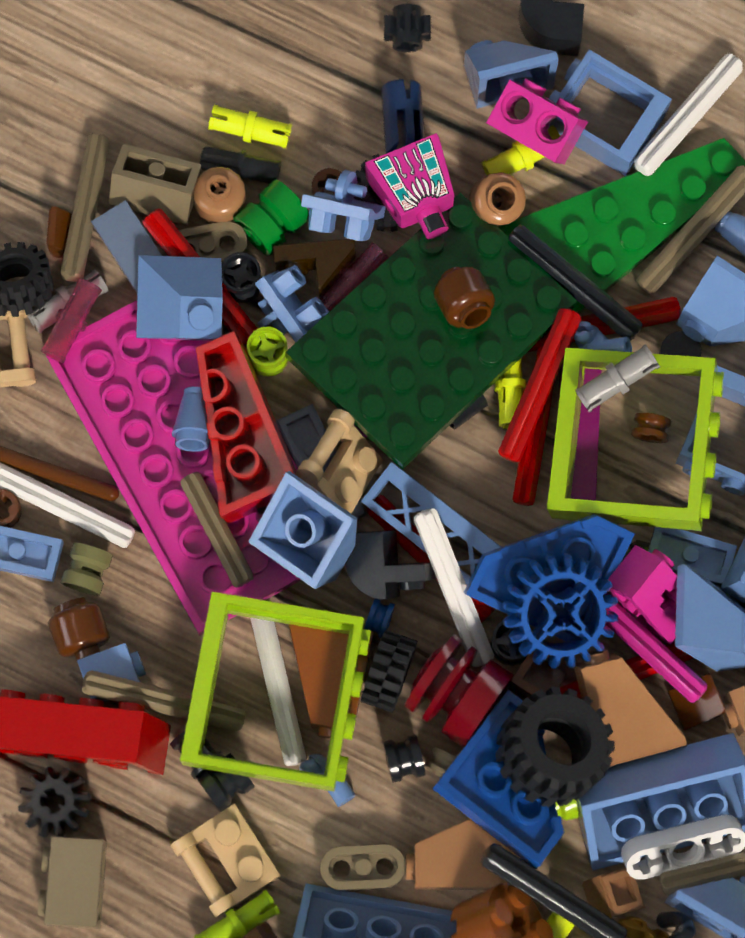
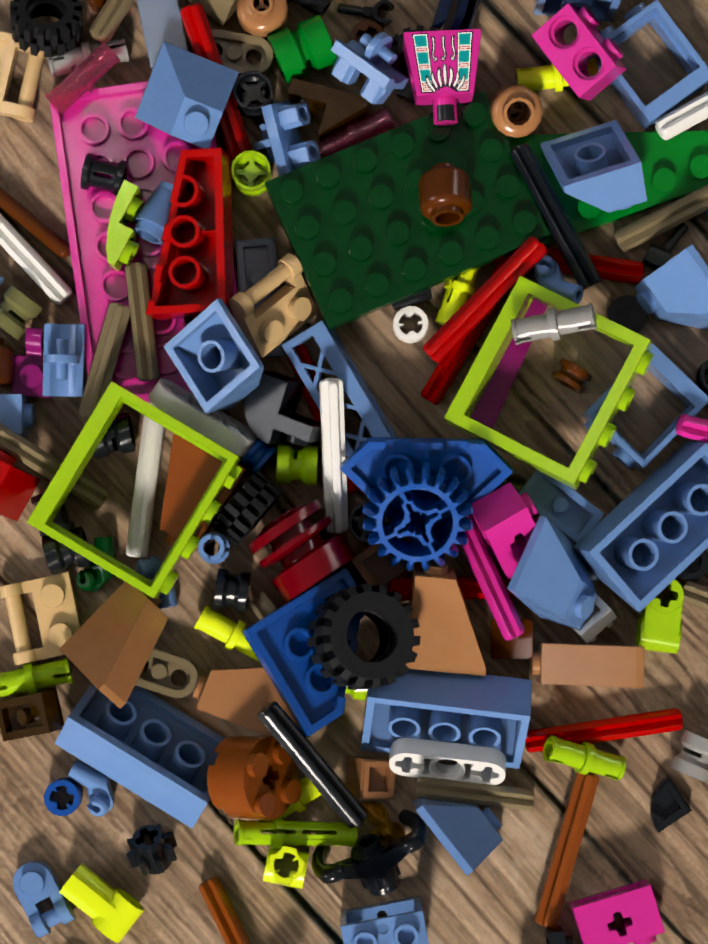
camera: 20 degrees right, 10 degrees up
(114, 397) = (90, 178): none -> black bush
(126, 619) = (29, 368): none -> magenta plate
(153, 596) = (64, 360): none -> medium blue hips
(165, 453) = (121, 239): none -> lime slope
(193, 578) = (105, 357): none -> dark tan axle
(234, 652) = (118, 437): none -> black wheel
(264, 793) = (94, 576): none -> dark green arm
(303, 595) = (213, 425): none -> white beam
(311, 850) = (117, 642): none -> medium nougat slope
(320, 162) = (368, 12): none -> black hand
(377, 712) = (203, 548): none -> medium blue pin
(418, 802) = (225, 631): none -> neon yellow pin
(420, 612) = (297, 464): none -> lime wheel
(469, 428) = (408, 312): none -> white bush
(599, 220) = (598, 167): none -> medium blue slope
(685, 285) = (658, 256): none -> pearl dark grey hand

